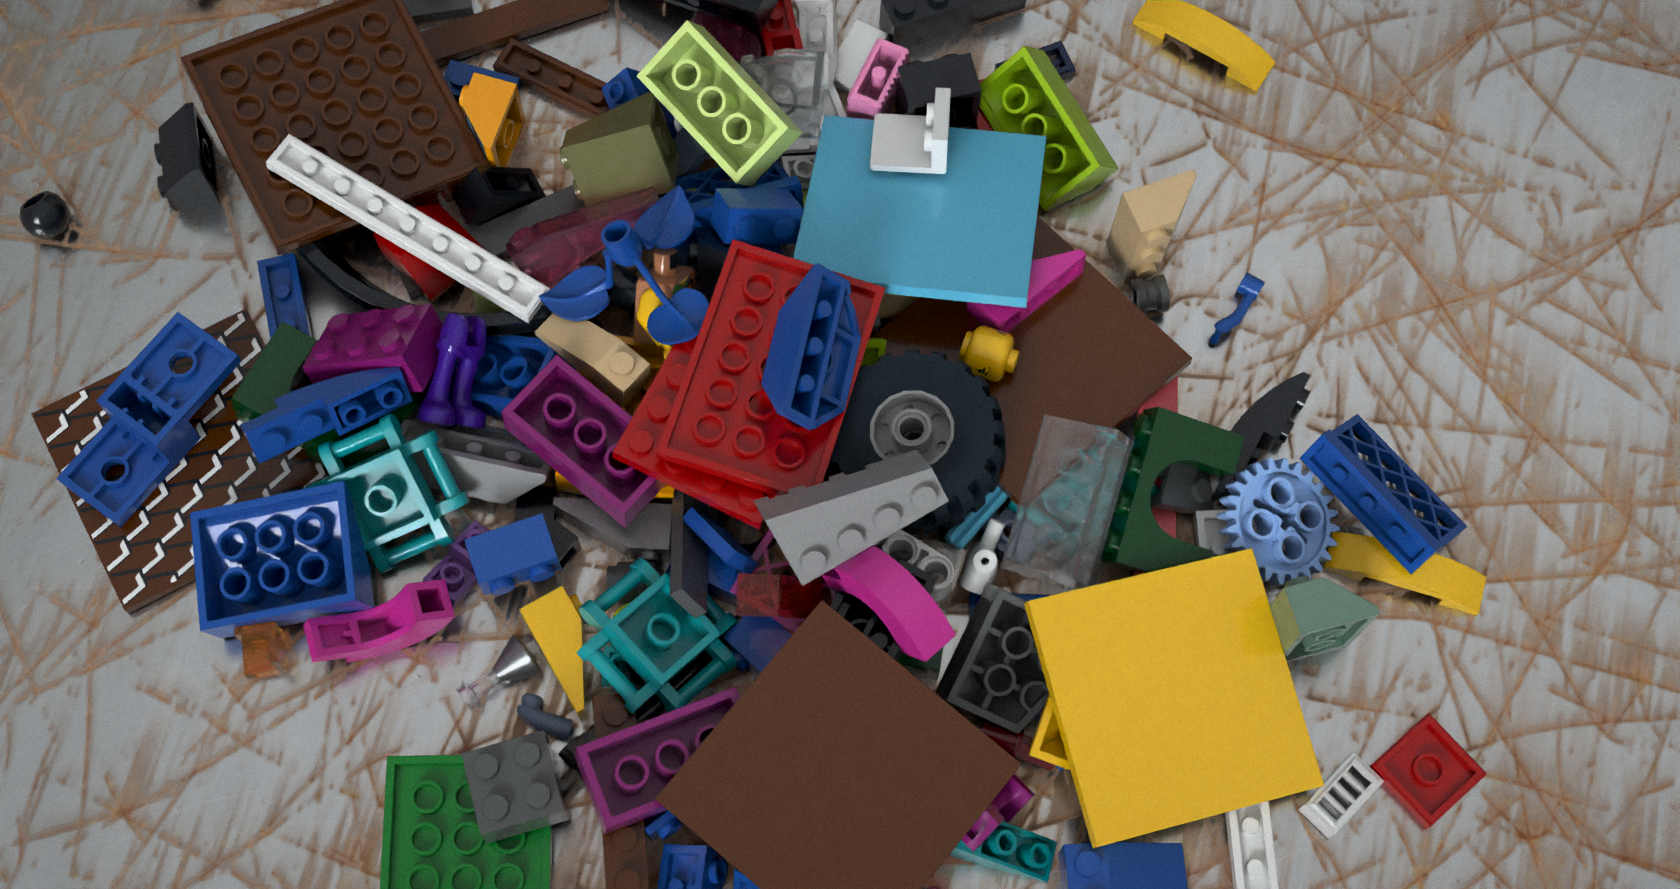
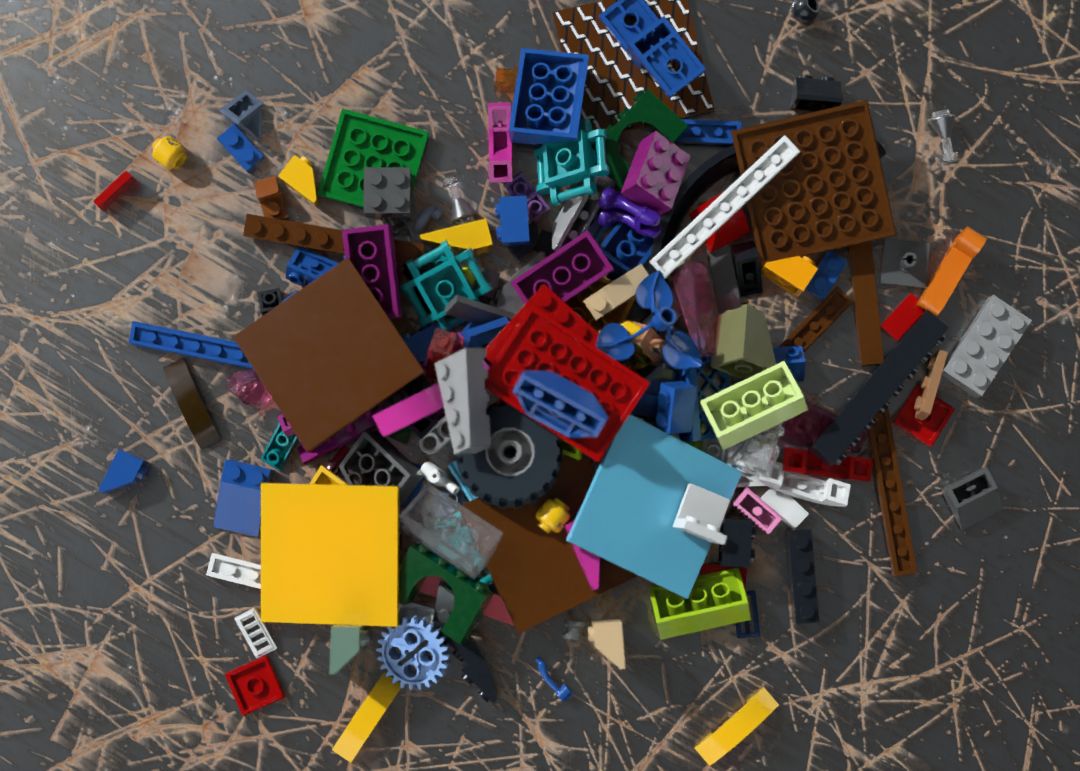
camera: 110 degrees right, 15 degrees up
(330, 404) = (625, 132): blue slope -> none
(1380, 509) = (407, 708): blue fence -> none

